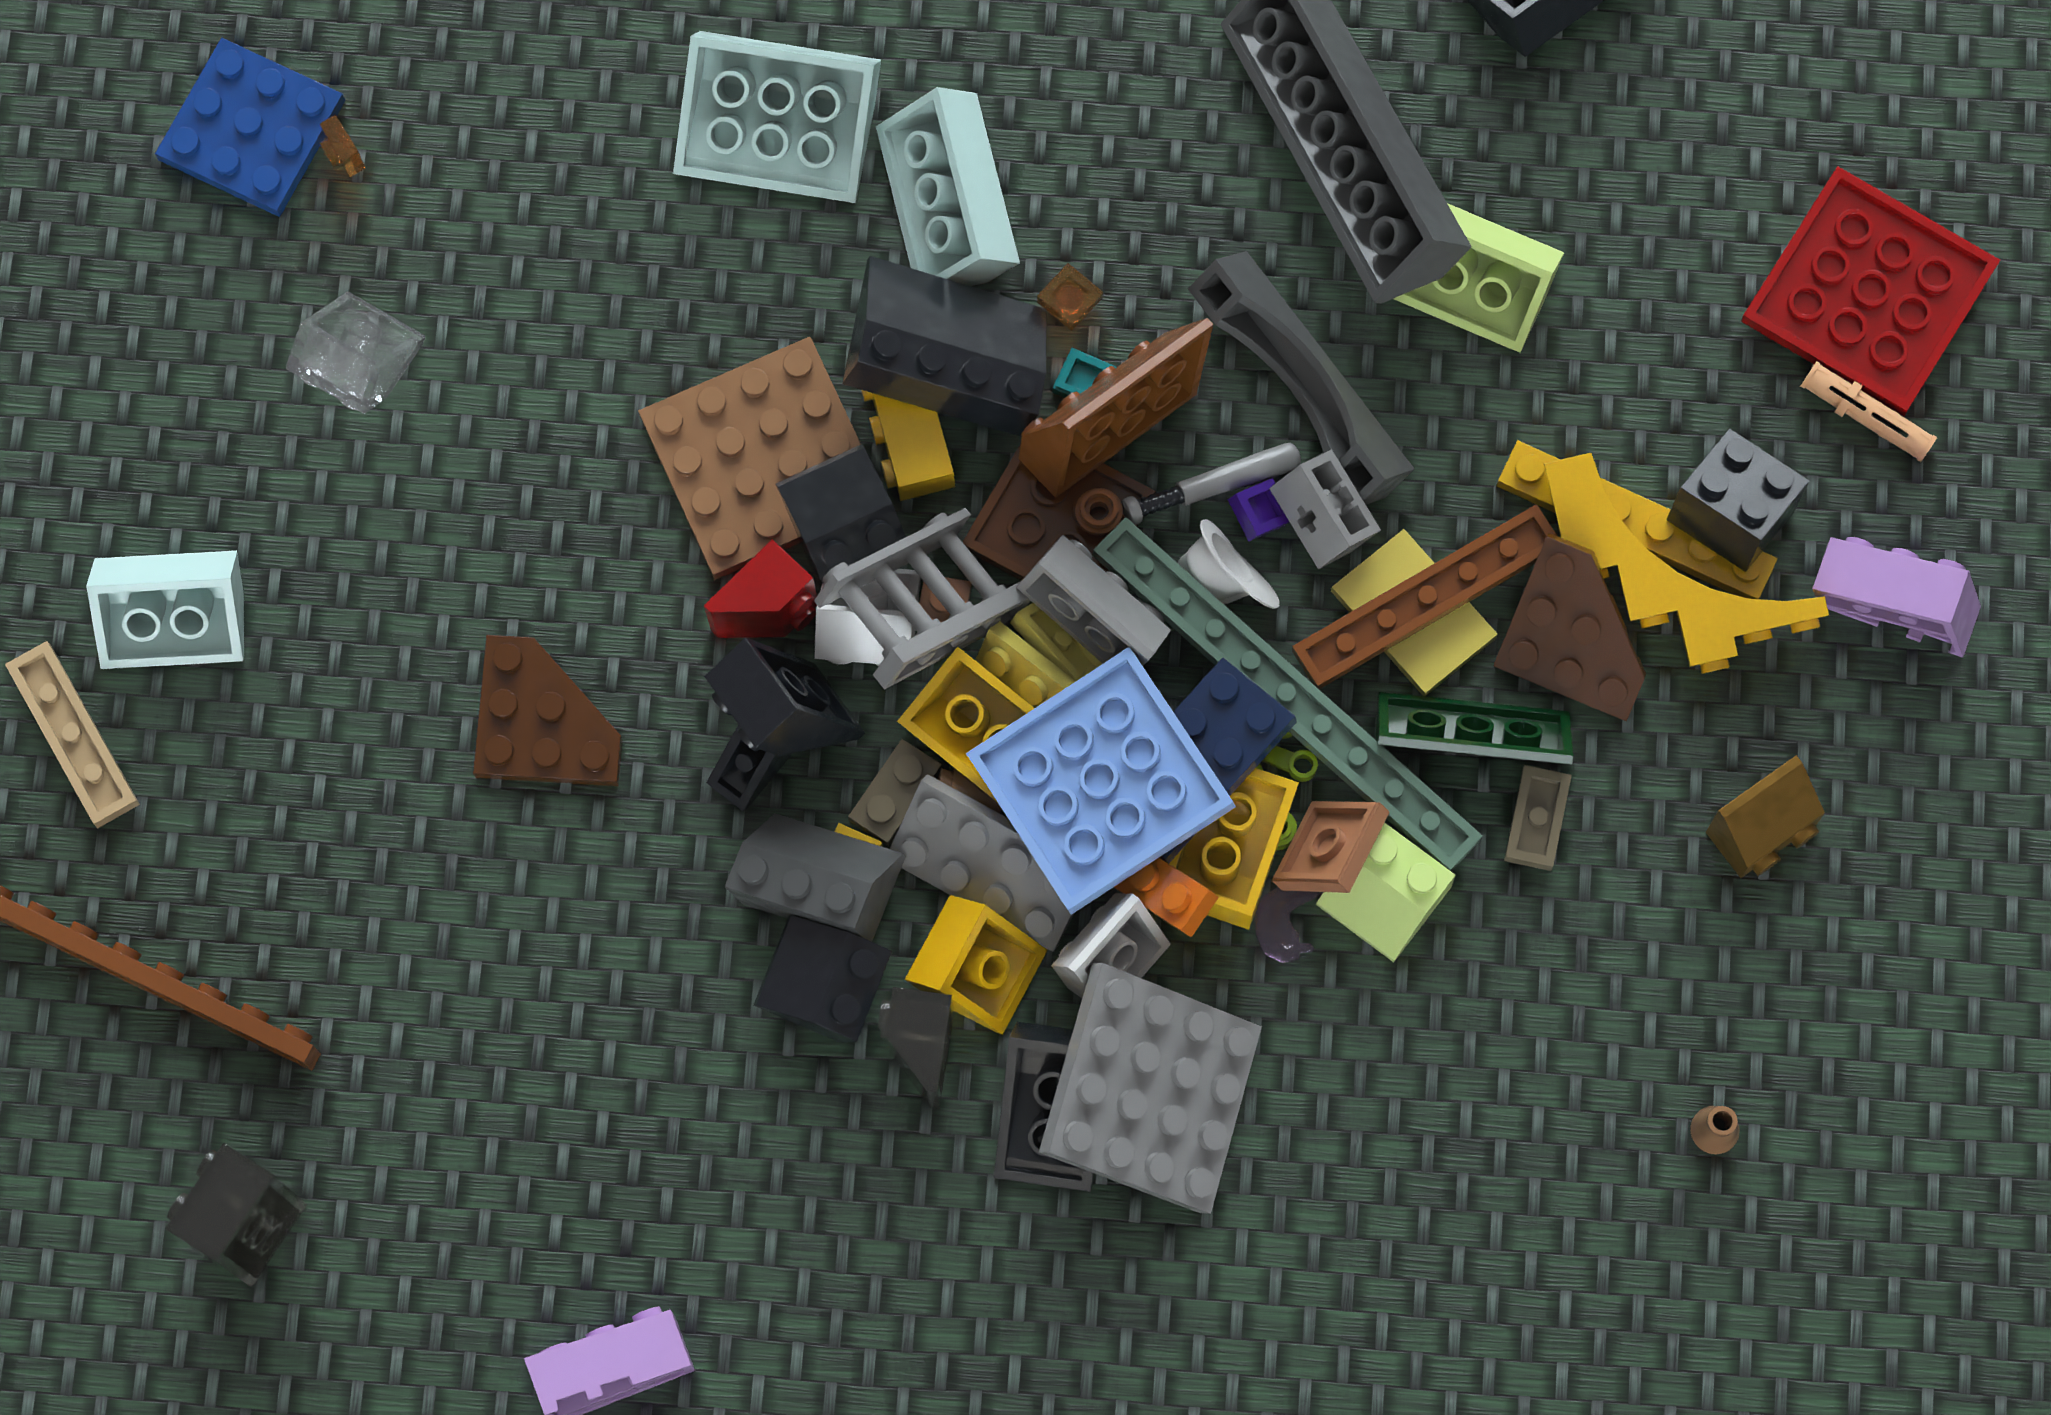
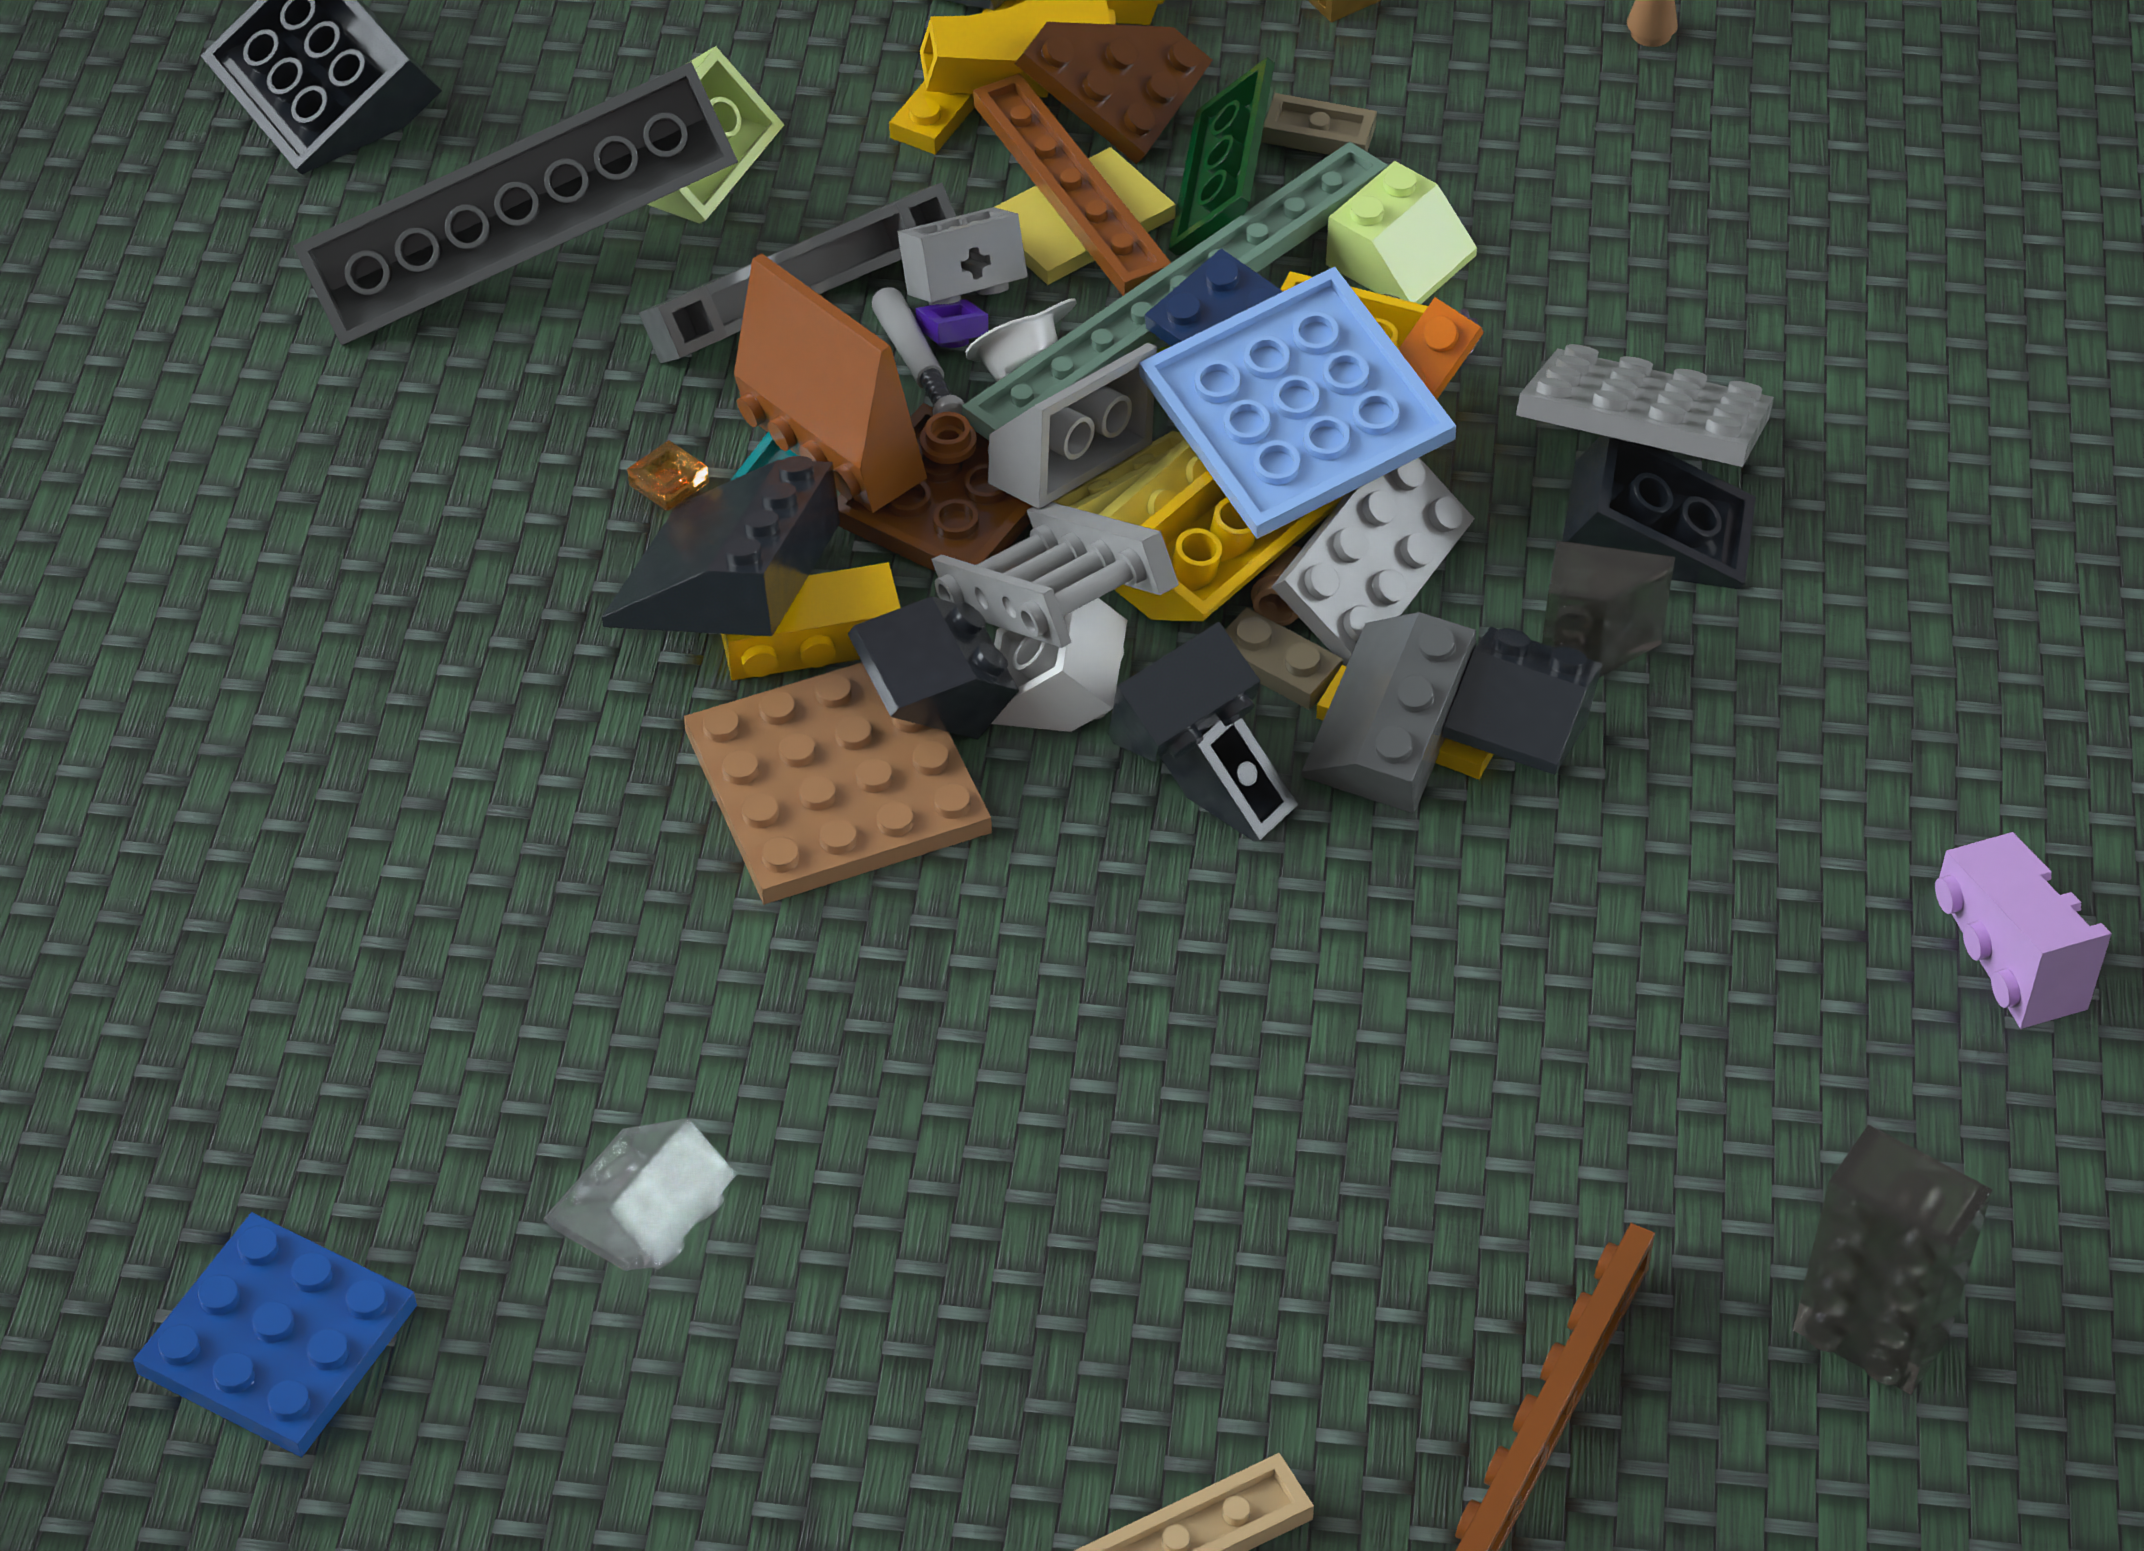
camera: 90 degrees left, 25 degrees down
(167, 609) = (996, 1418): light aqua slope -> none
(339, 147) = (333, 1207): clear orange plate -> none
(539, 721) = (1171, 1008): reddish brown plate -> none
(764, 598) = (1028, 739): red slope -> none
(775, 116) = (380, 739): light aqua slope -> none
(947, 188) = (511, 580): light aqua slope -> none
(978, 962) = (1484, 581): yellow slope -> none
(1117, 935) = (1493, 450): white slope -> none
(1330, 846) = (1365, 244): nougat tile -> none

